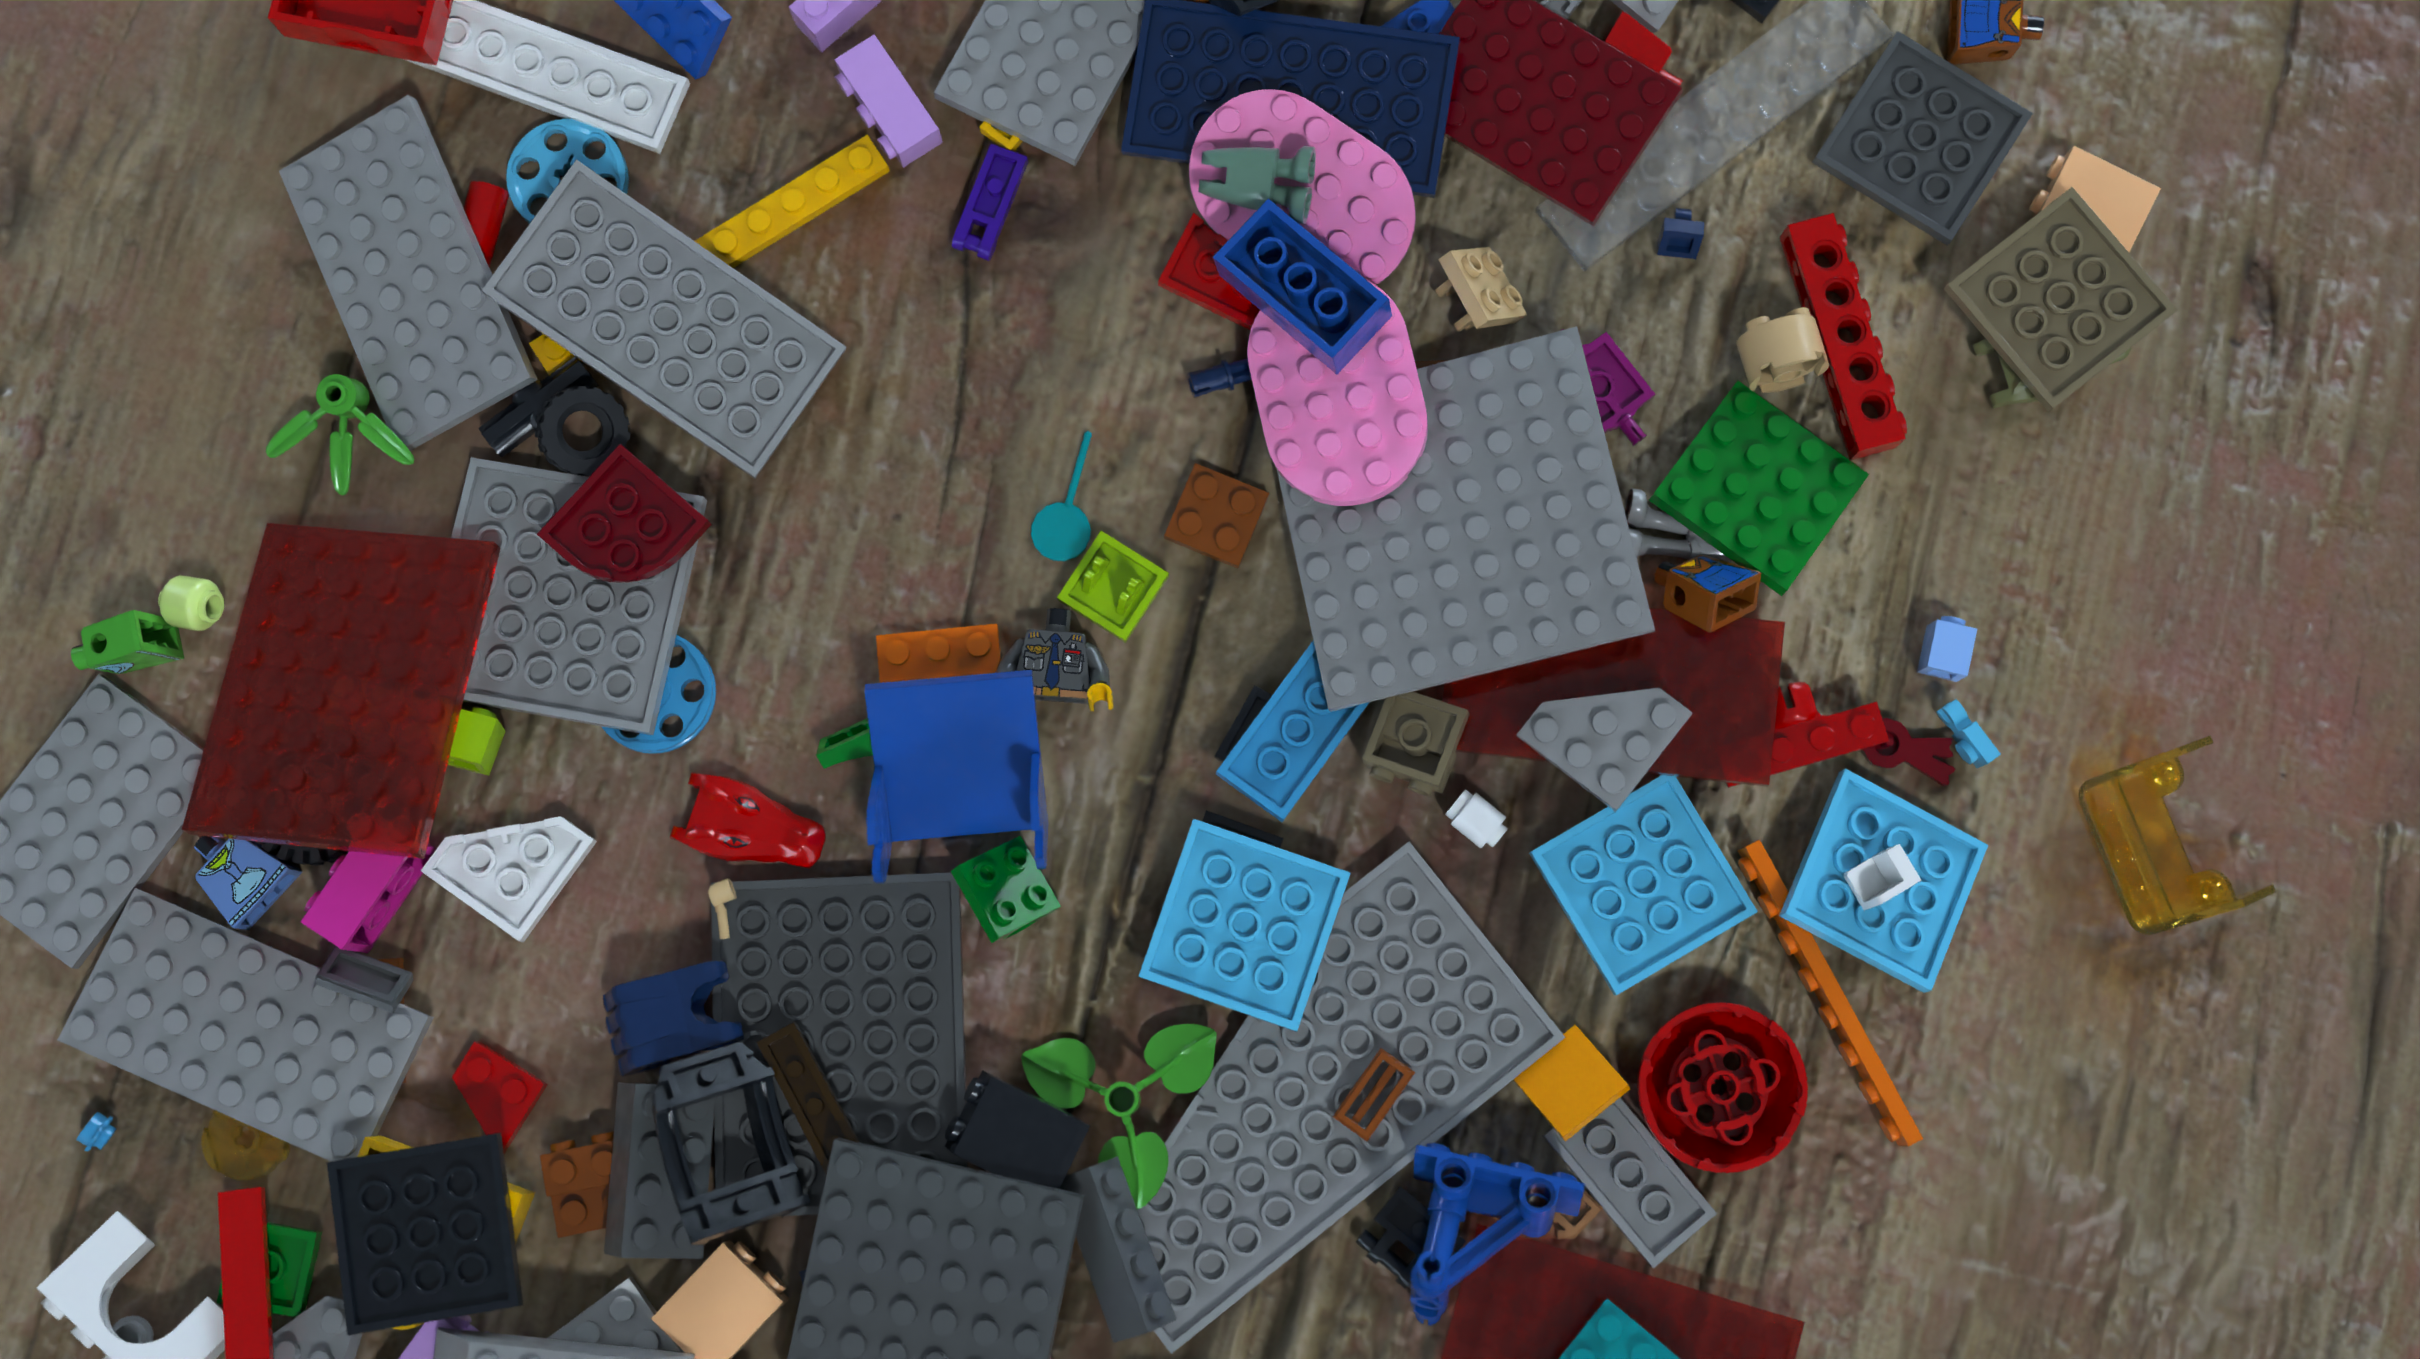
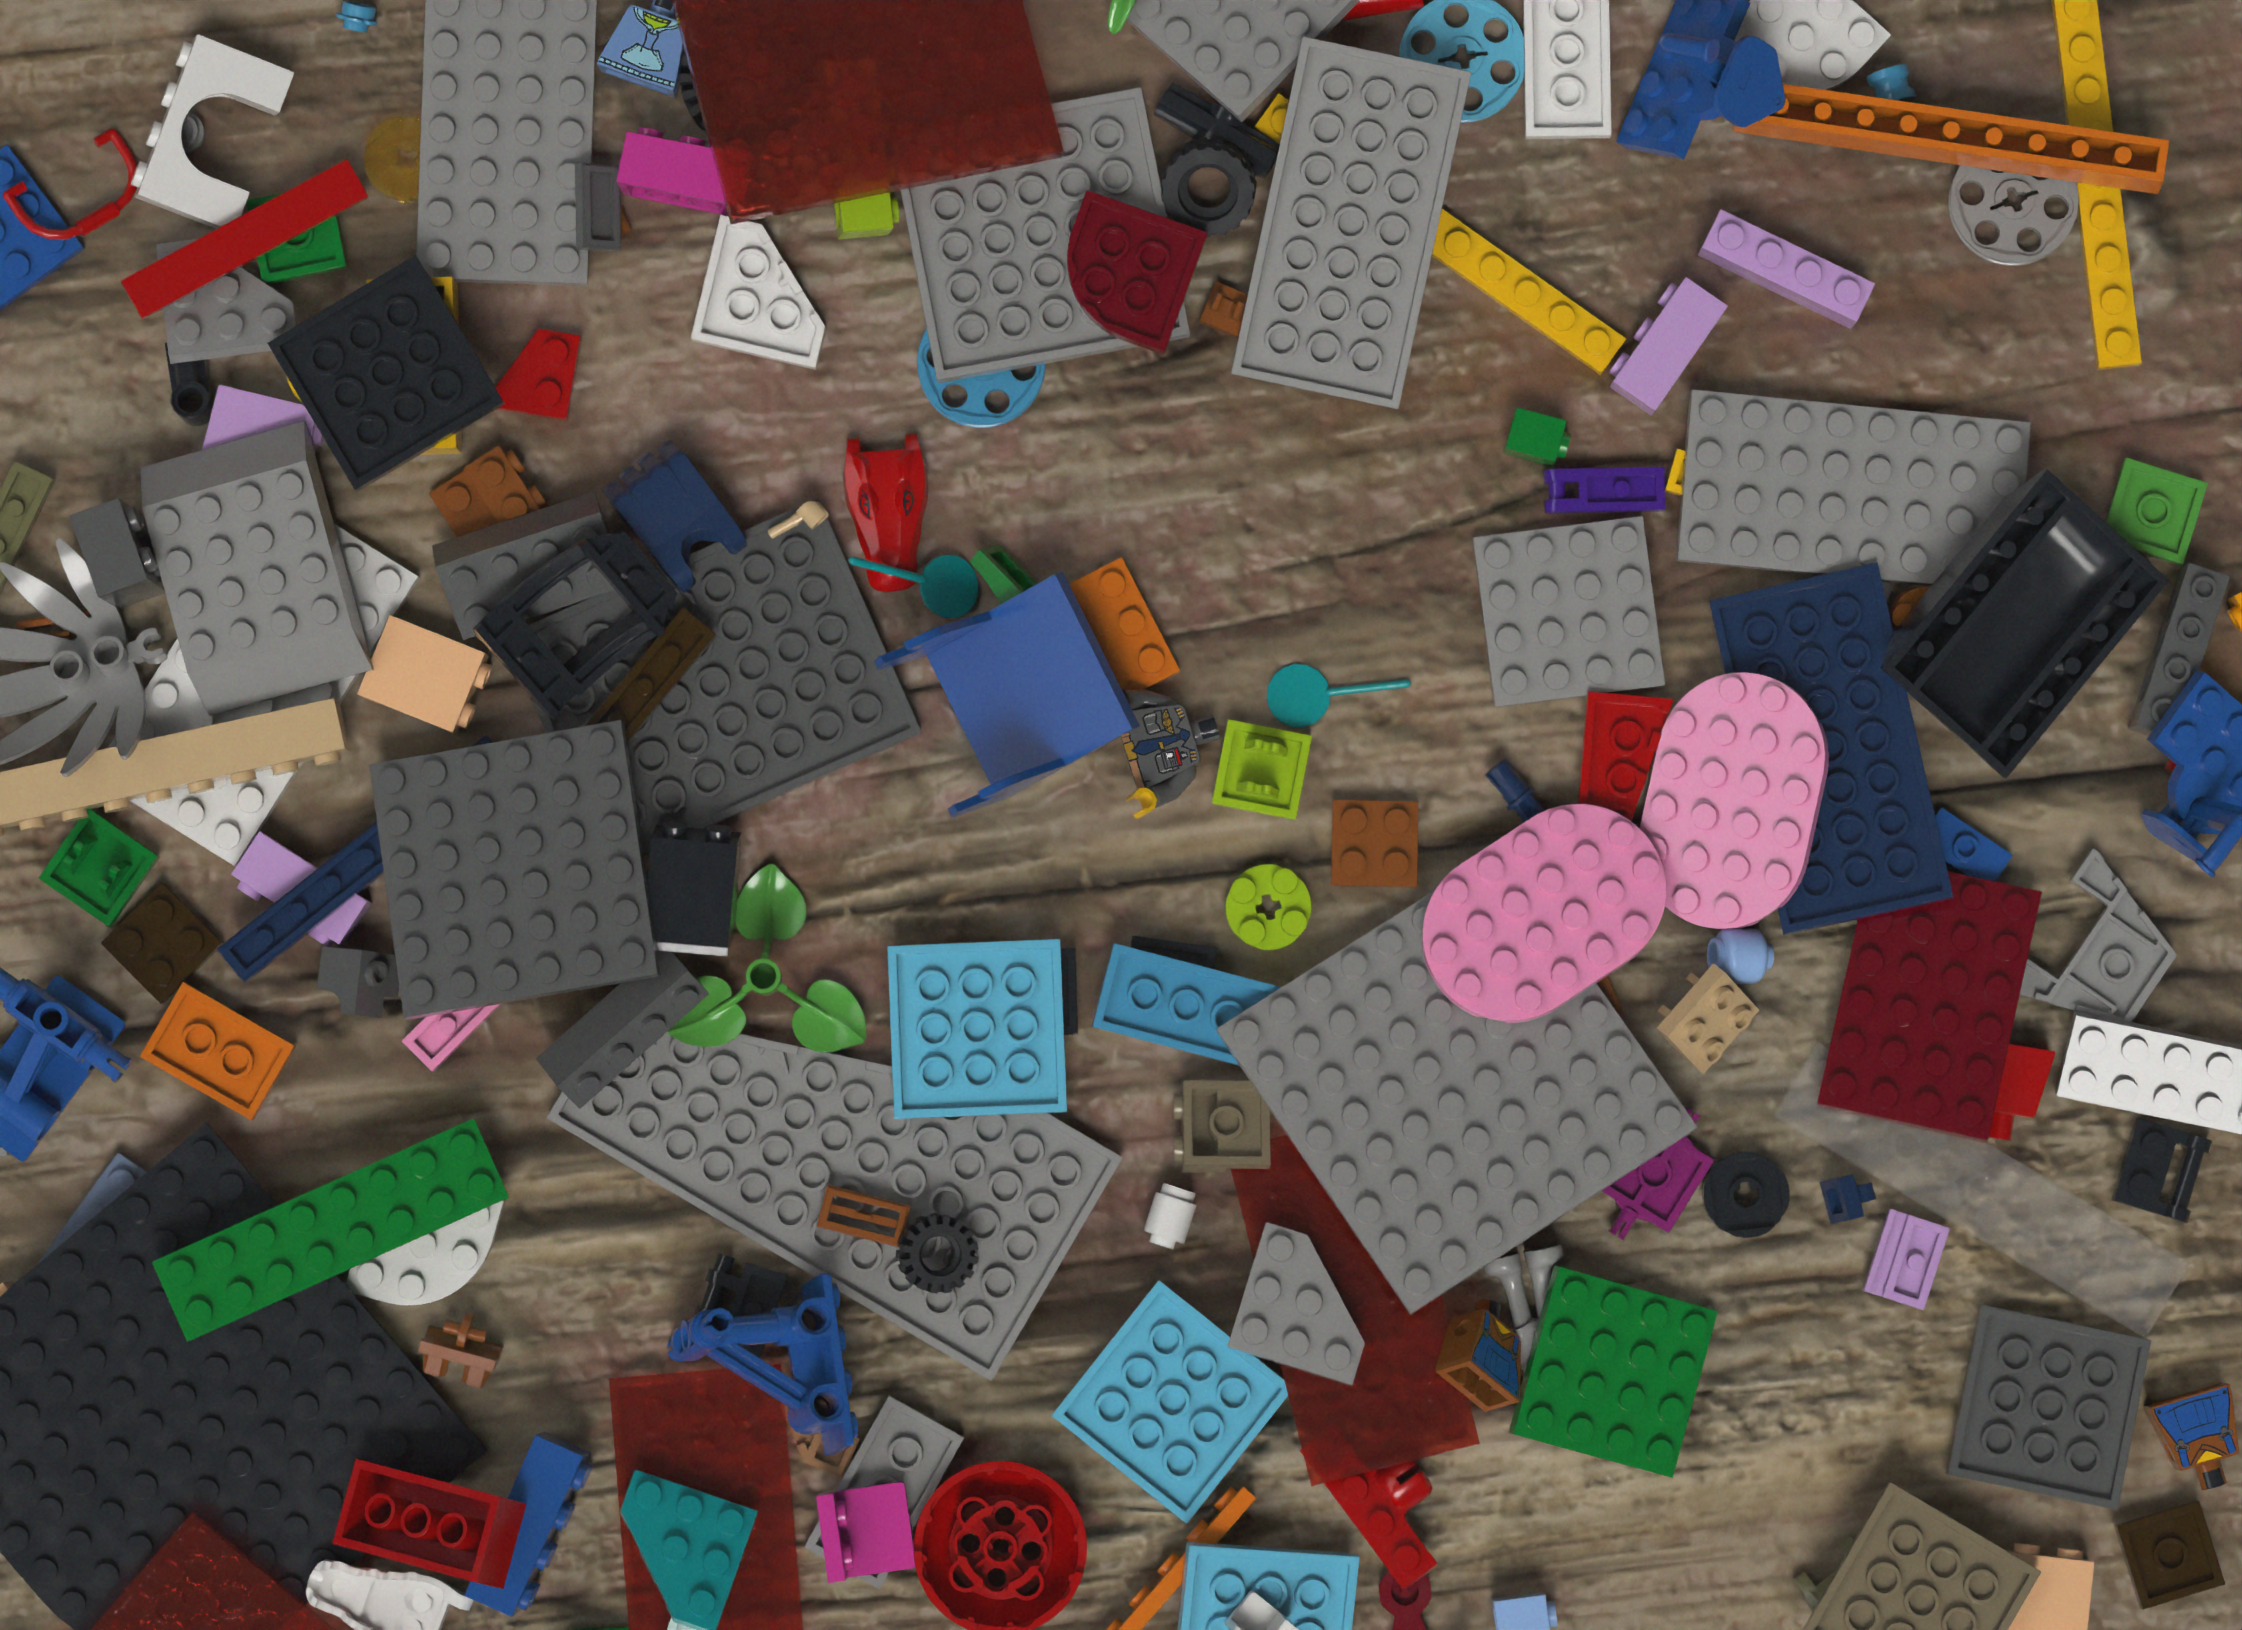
camera: 70 degrees right, 5 degrees up
(698, 463) = (1224, 310): none -> dark orange tile
(833, 798) = (946, 583): none -> teal piece
(920, 240) = (1537, 437): none -> green brick
(1005, 889) = (922, 784): green plate -> none
(1081, 274) = (1568, 611): none -> light grey plate
(1222, 610) = (1282, 887): none -> lime plate
(1252, 177) = (1721, 746): sand green piece -> none
(1303, 286) = (1626, 839): blue brick -> none
(1411, 1050) = (960, 1264): none -> black tyre
(1433, 238) = (1741, 954): none -> light blue head
(1571, 1083) = (948, 1403): light orange tile -> none
(1662, 1205) = (865, 1531): none -> dark pink bracket
(1664, 307) = (1764, 1210): none -> black plate
(1751, 206) = (1906, 1259): none -> lavender plate
(1781, 351) = (1760, 1342): tan brick -> none
(1860, 433) = (1709, 1455): red brick -> none
(2085, 87) = (2169, 1554): none -> dark brown plate

